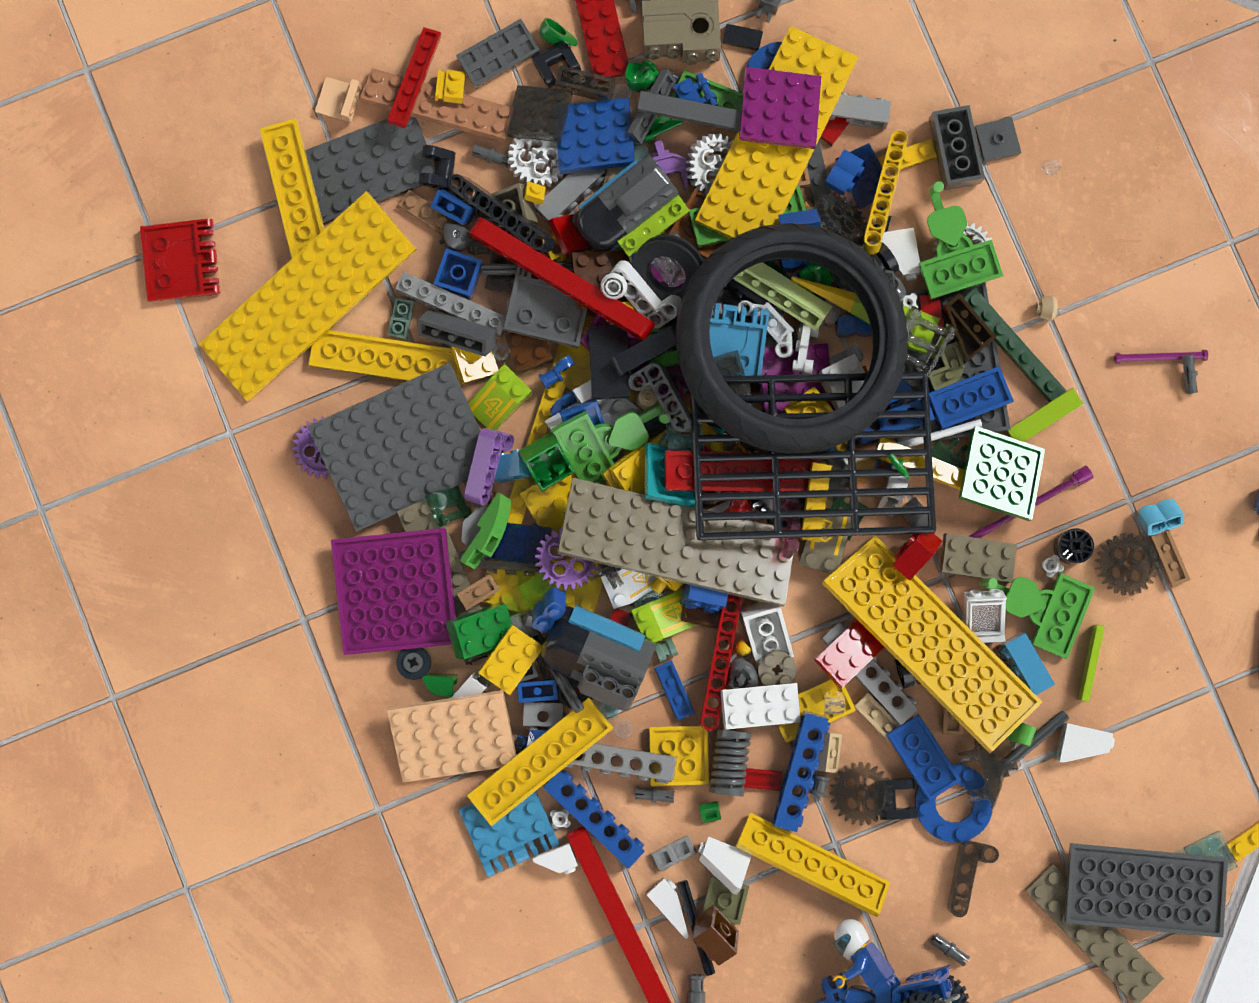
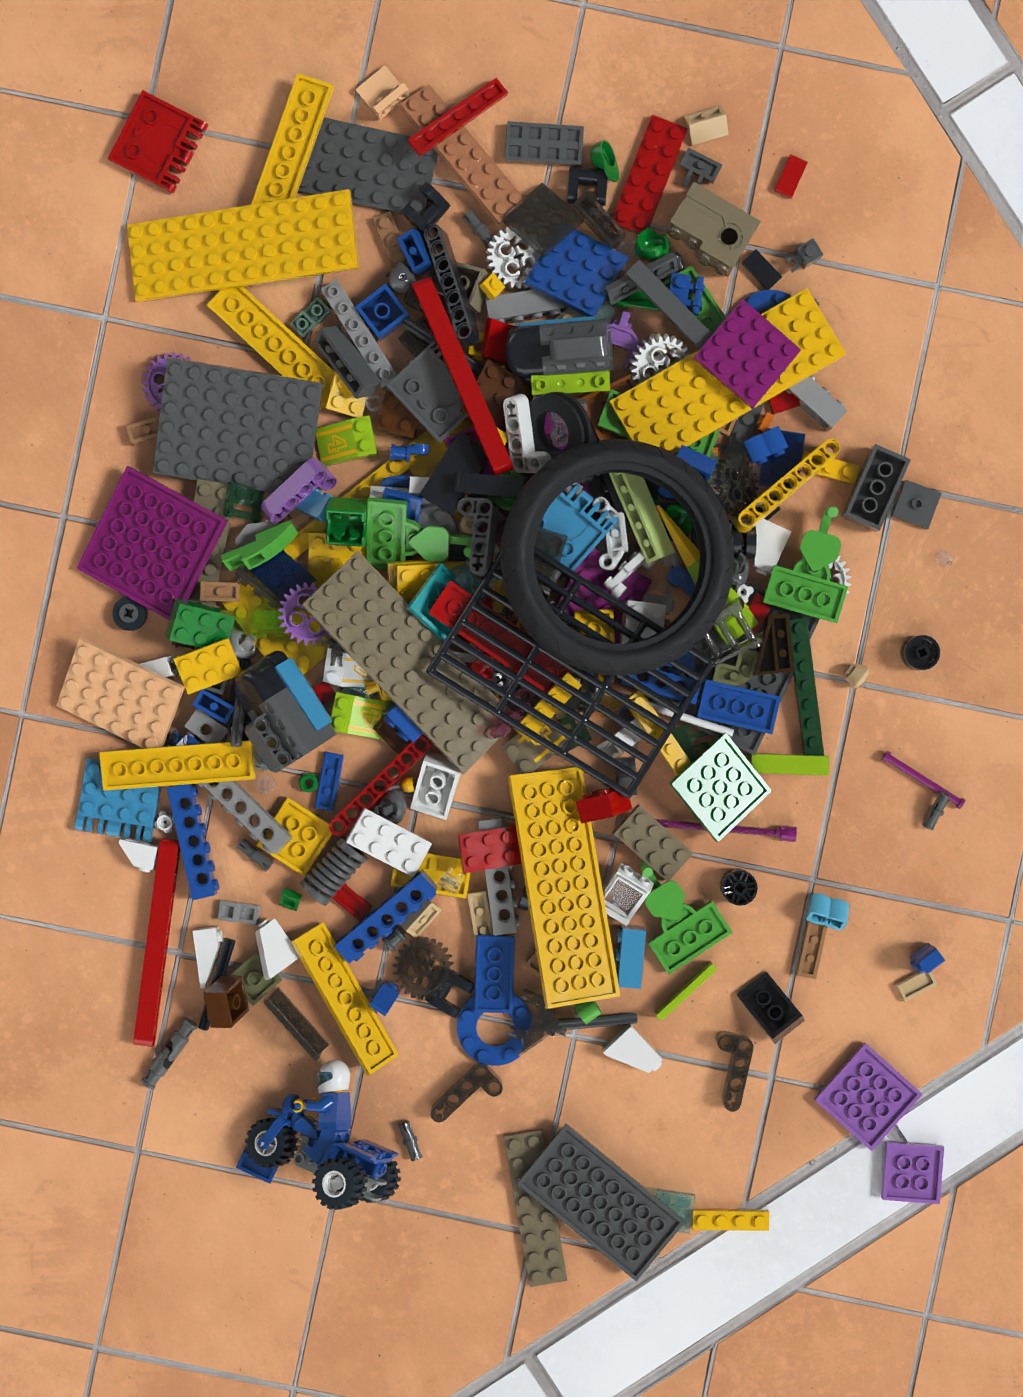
camera: 30 degrees right, 5 degrees up
(325, 501) = (143, 430): none -> medium nougat plate
(441, 683) = (140, 646): green brick -> none
(450, 86) = (484, 145): yellow plate -> none
(548, 610) = (265, 646): blue brick -> none
(611, 289) = (500, 412): white cone -> none
(662, 708) = (304, 787): none -> green plate
(666, 649) = (345, 743): sand green wheel -> none
(769, 661) = (424, 810): dark tan plate -> none
(786, 914) = (296, 1023): none -> clear smoke fence
(829, 156) = (764, 422): none -> orange plate
(846, 840) = (385, 997): none -> blue slope
(899, 465) = (636, 723): green helmet -> none
(1054, 560) = (706, 886): white plate -> none
(1085, 255) = (927, 646): none -> black wheel
(1109, 561) = (785, 942): clear smoke gear -> none
(1170, 629) = (770, 1007): none -> black slope
(1177, 704) = (734, 1072): none -> clear smoke beam

